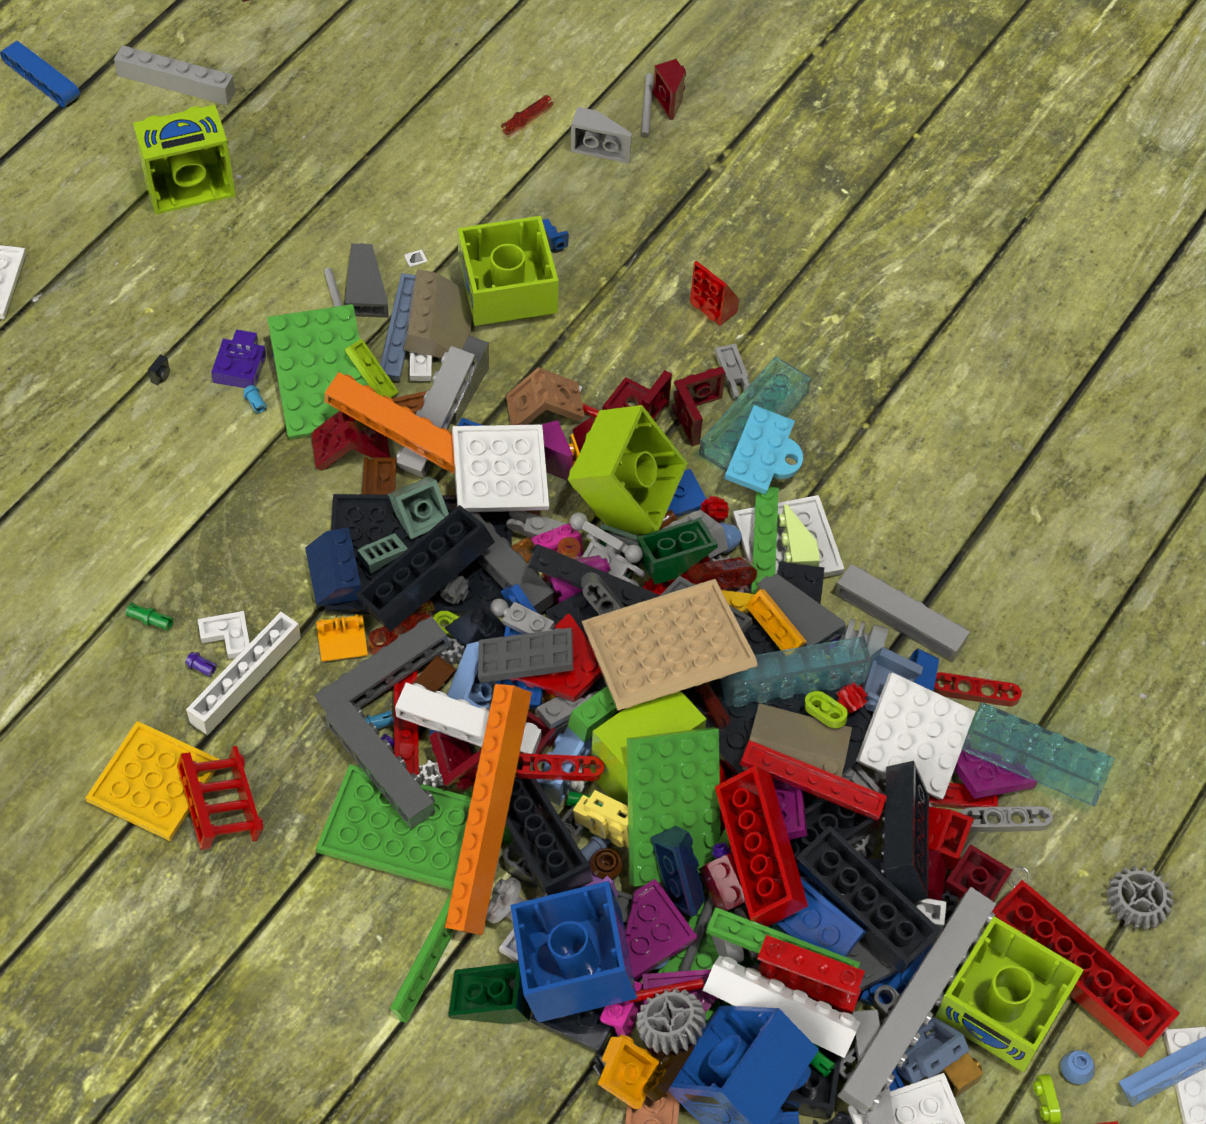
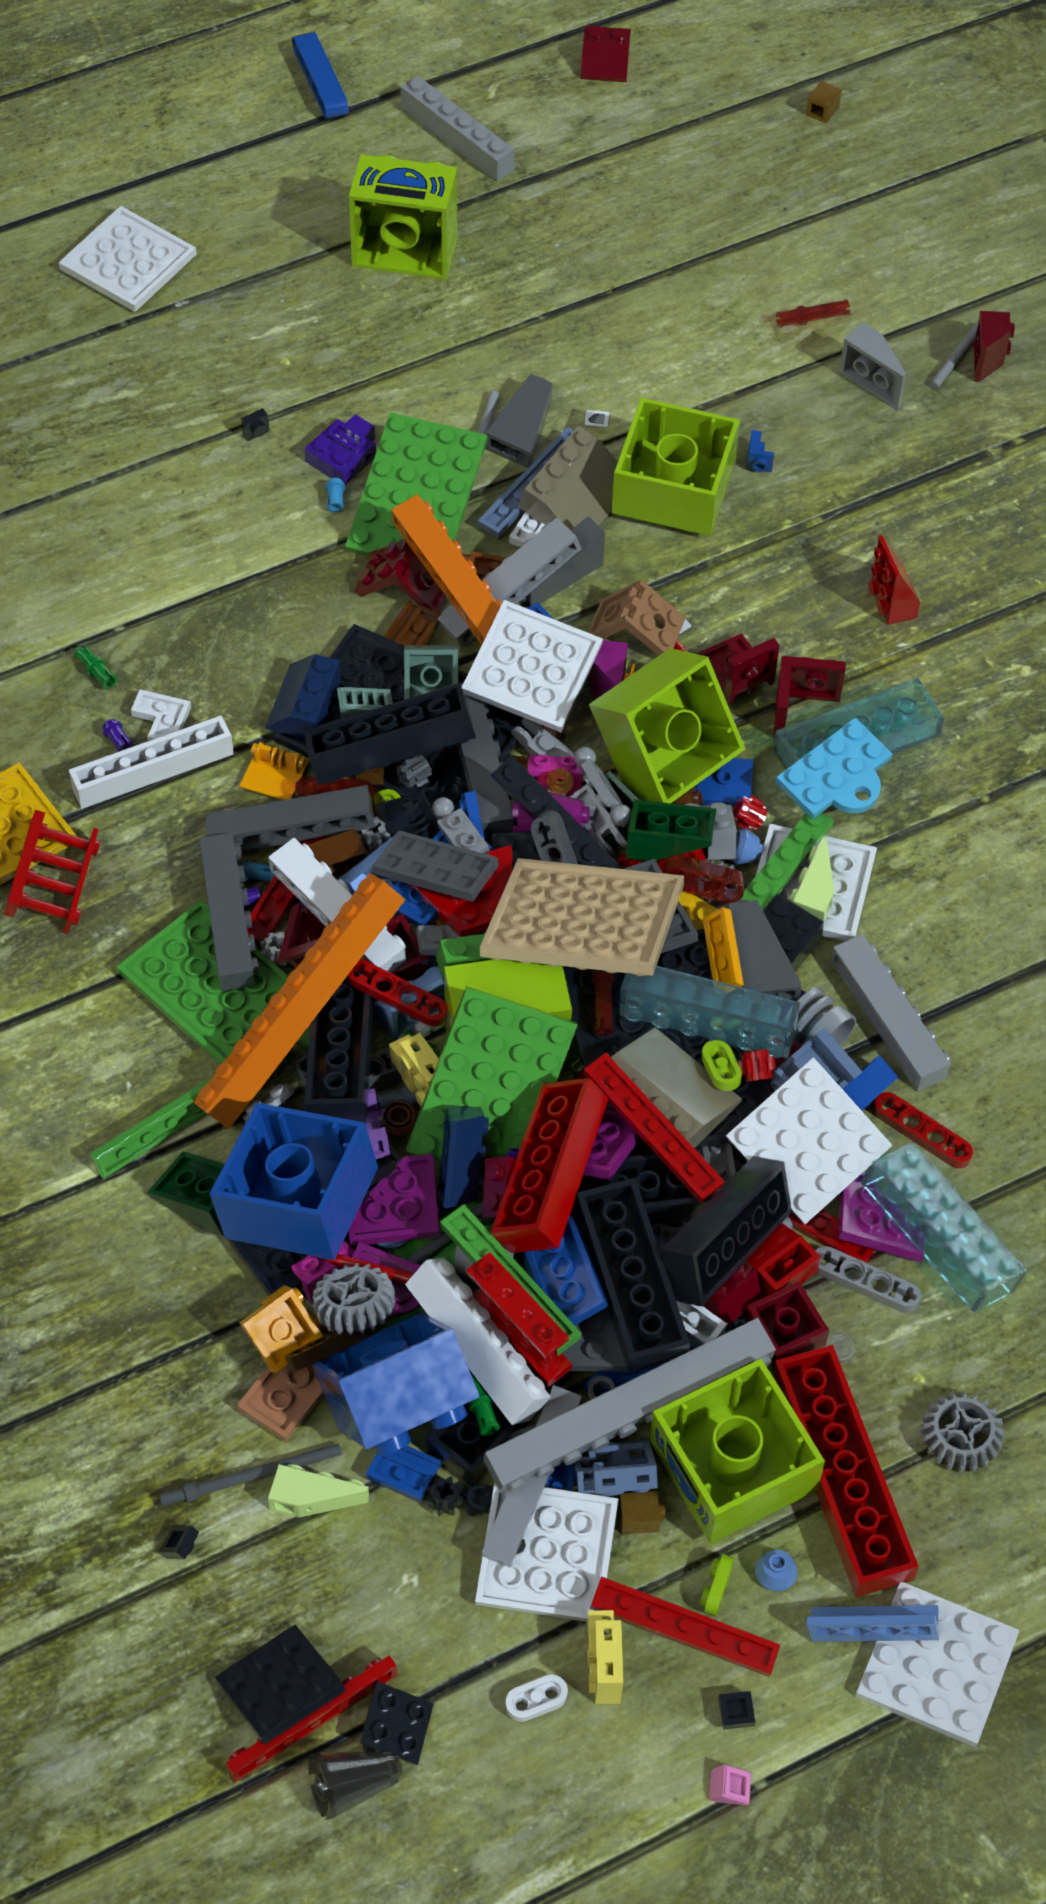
camera: 30 degrees right, 0 degrees up
(371, 369) = (468, 513): lime tile -> none
(731, 361) = (869, 670): light grey hinge -> none

